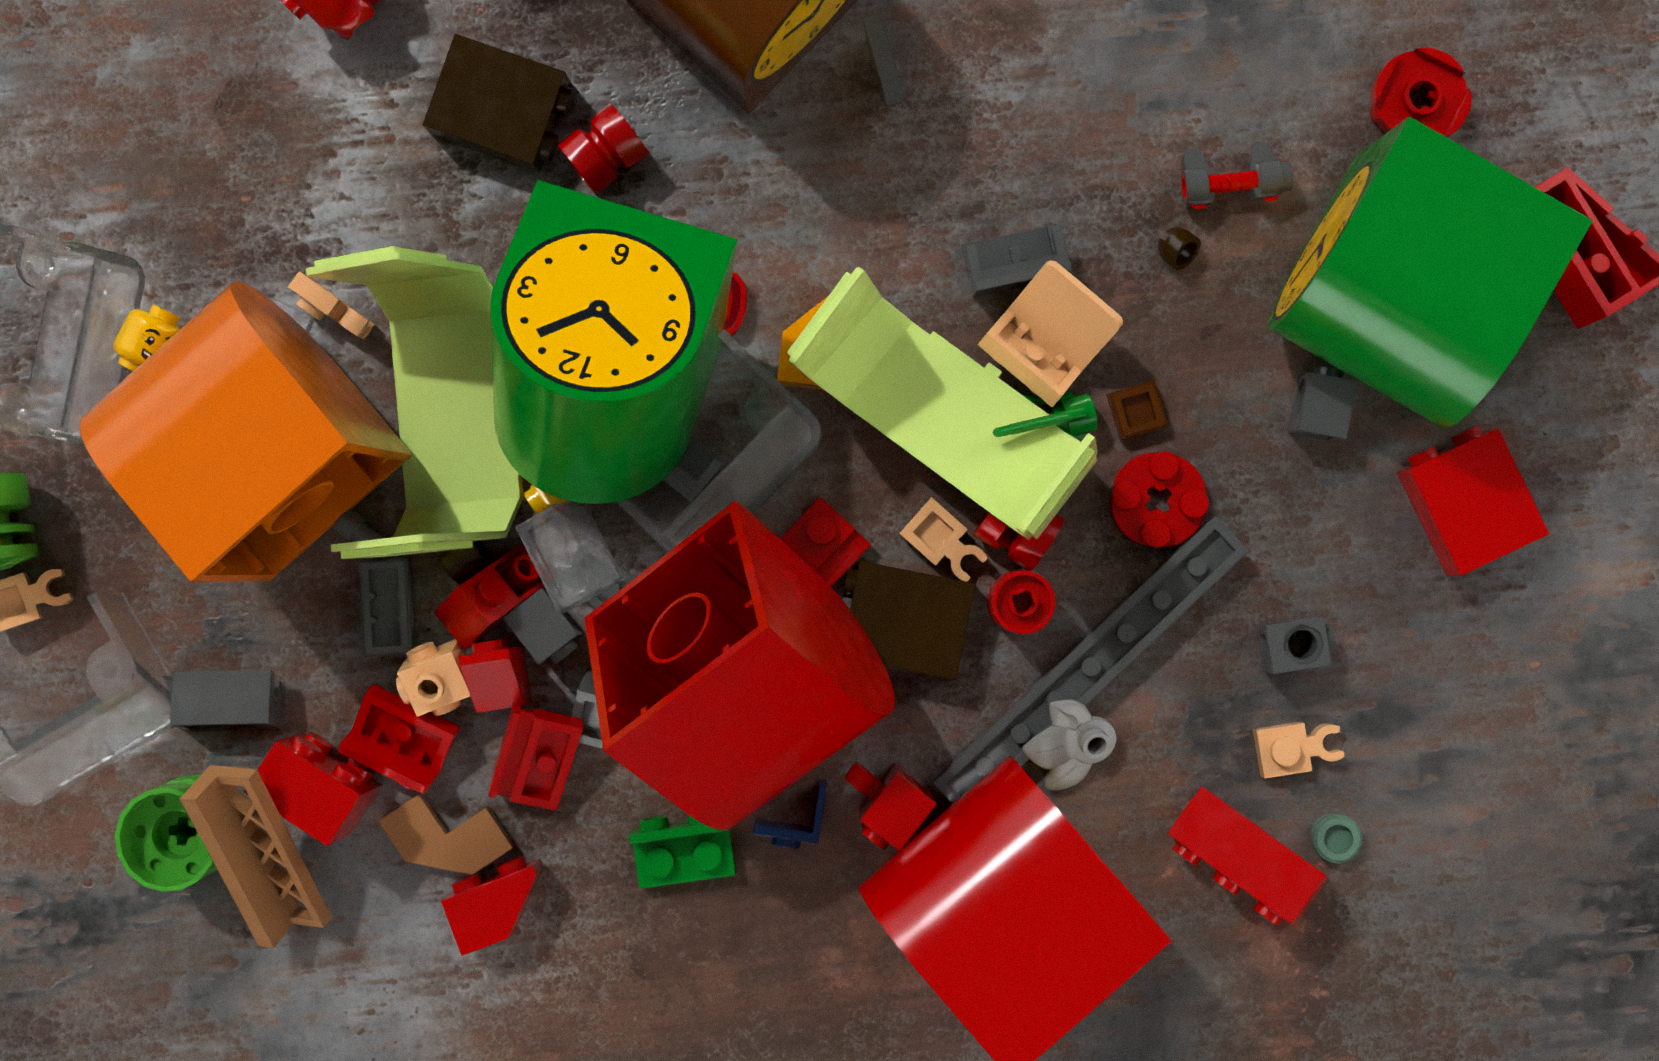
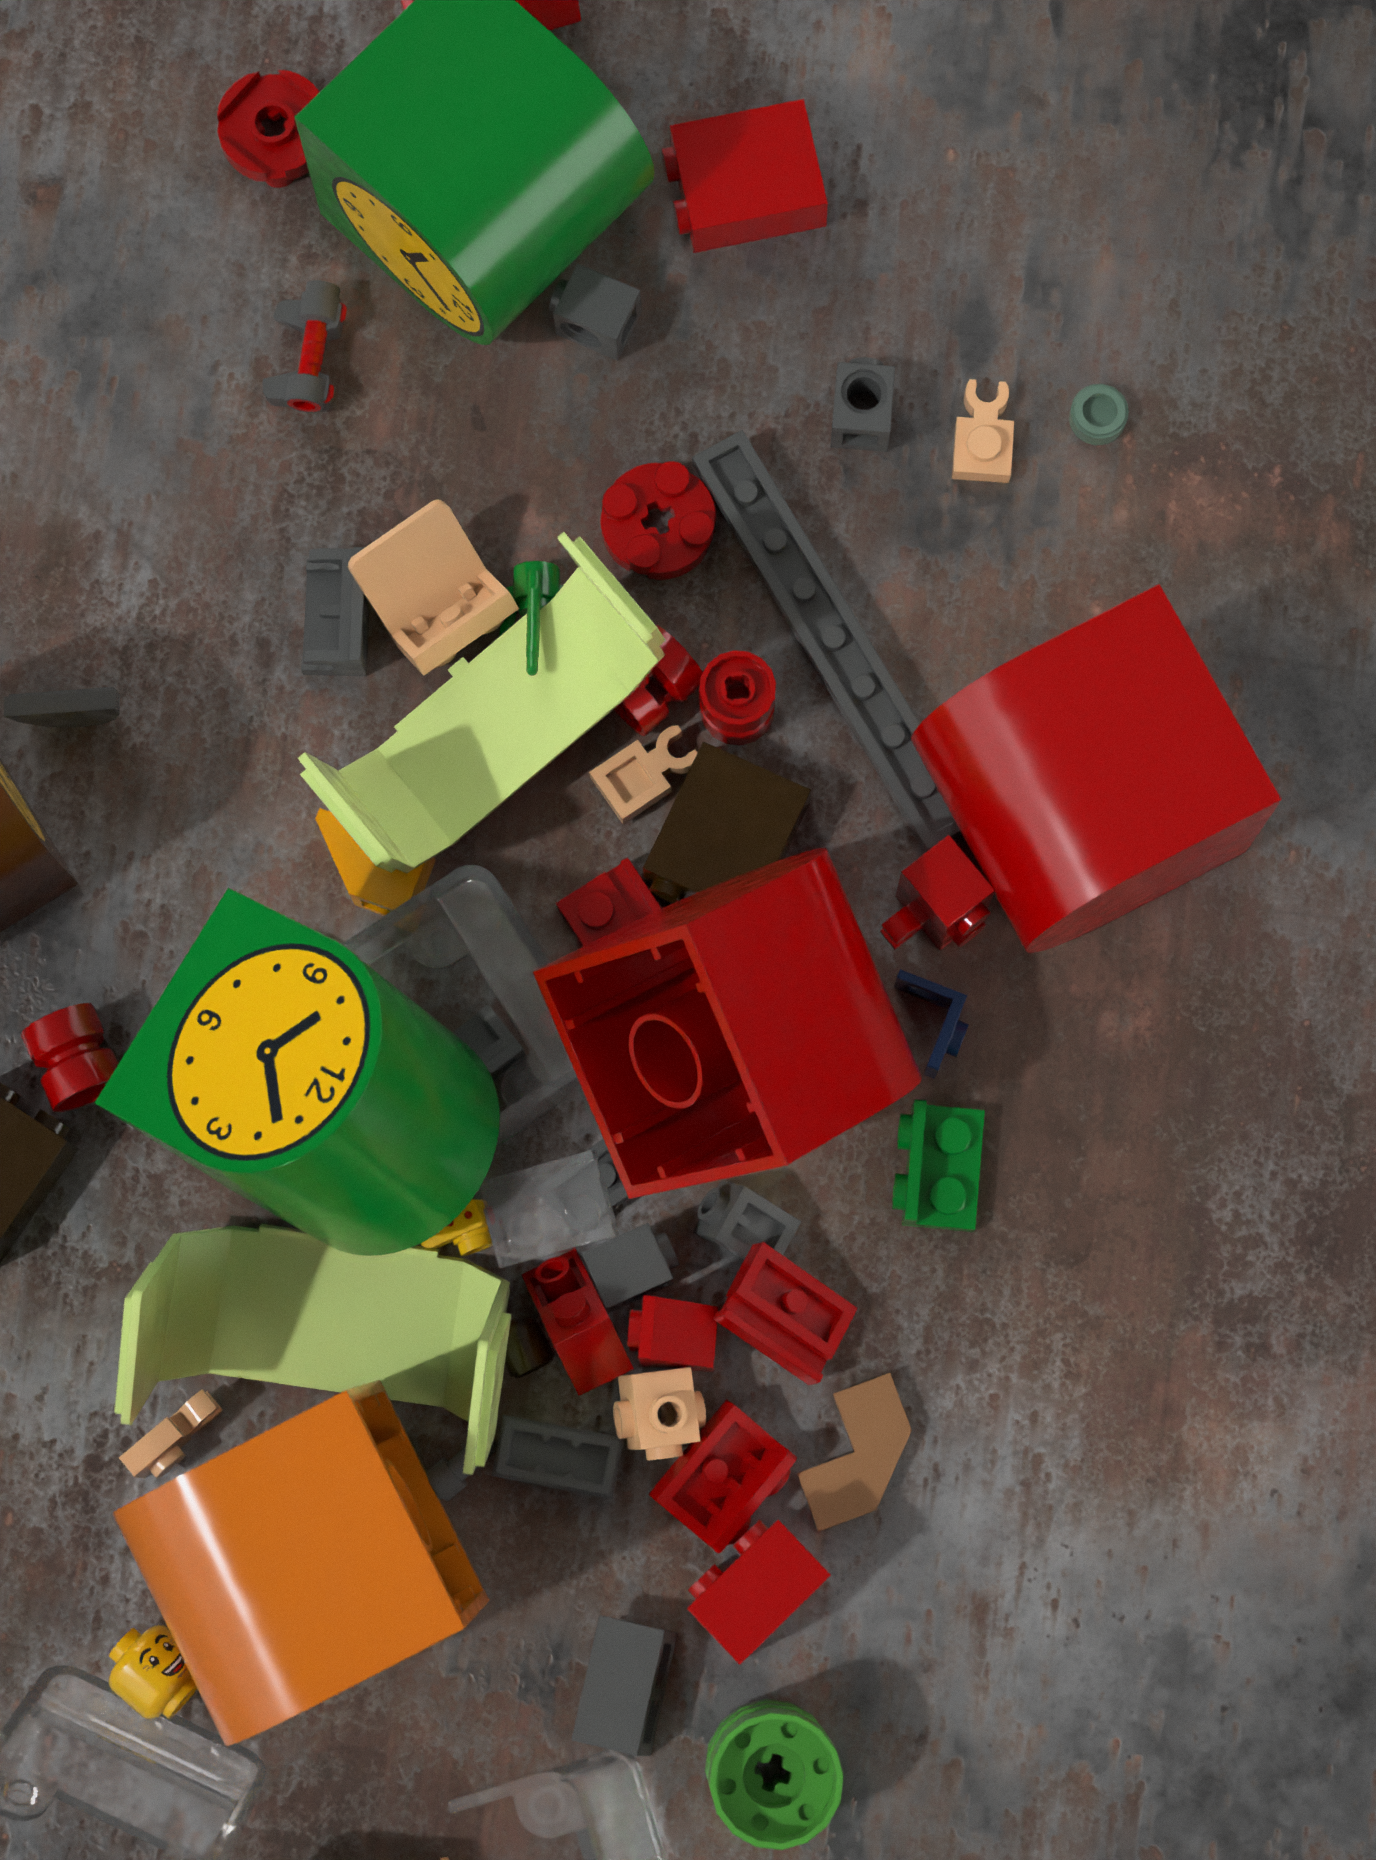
camera: 75 degrees left, 10 degrees down
(247, 855) = (812, 1688): medium nougat fence -> none
(490, 908) = (957, 1412): red slope -> none
(1065, 746) = (914, 683): light grey plate -> none
(1137, 410) = (545, 516): reddish brown tile -> none
(1179, 247) = (372, 428): dark brown hinge -> none
(1246, 858) = (1096, 512): red wedge -> none

